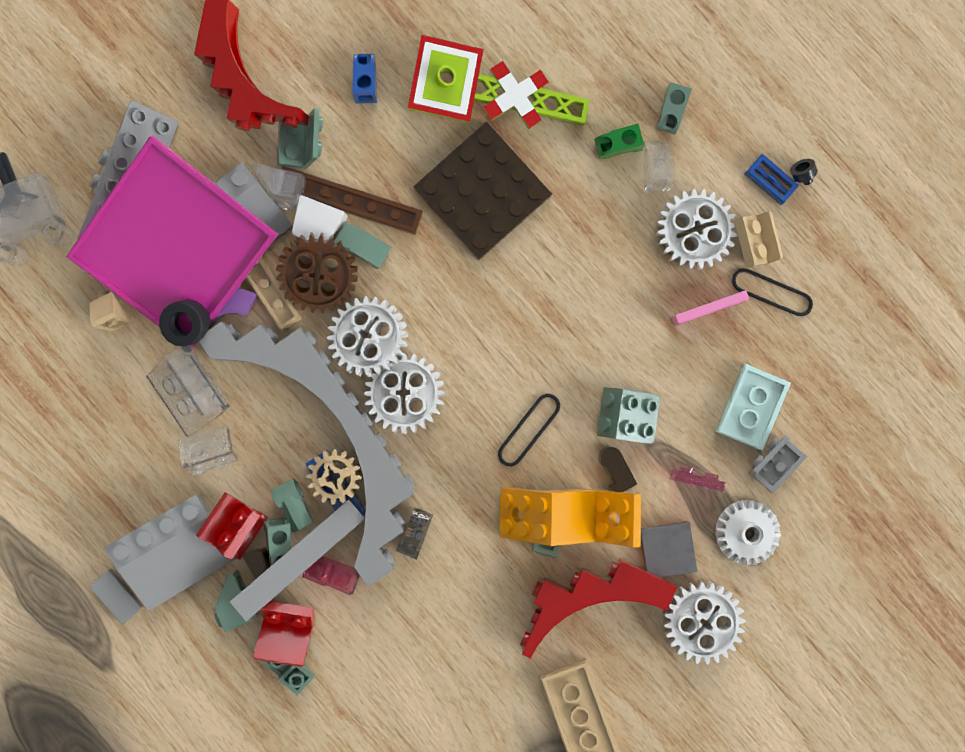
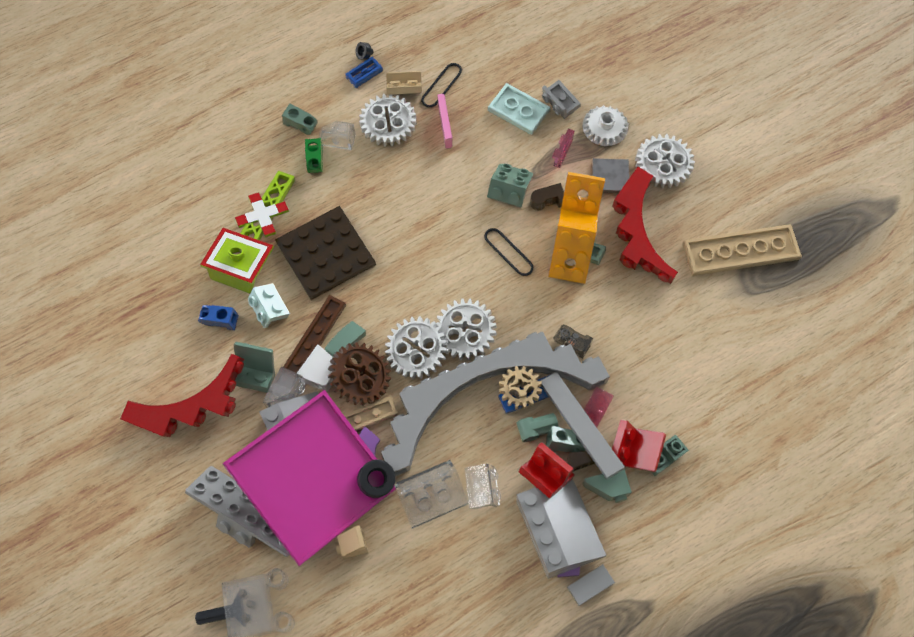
camera: 75 degrees left, 20 degrees down
(393, 136) = (267, 304): none -> light aqua bracket

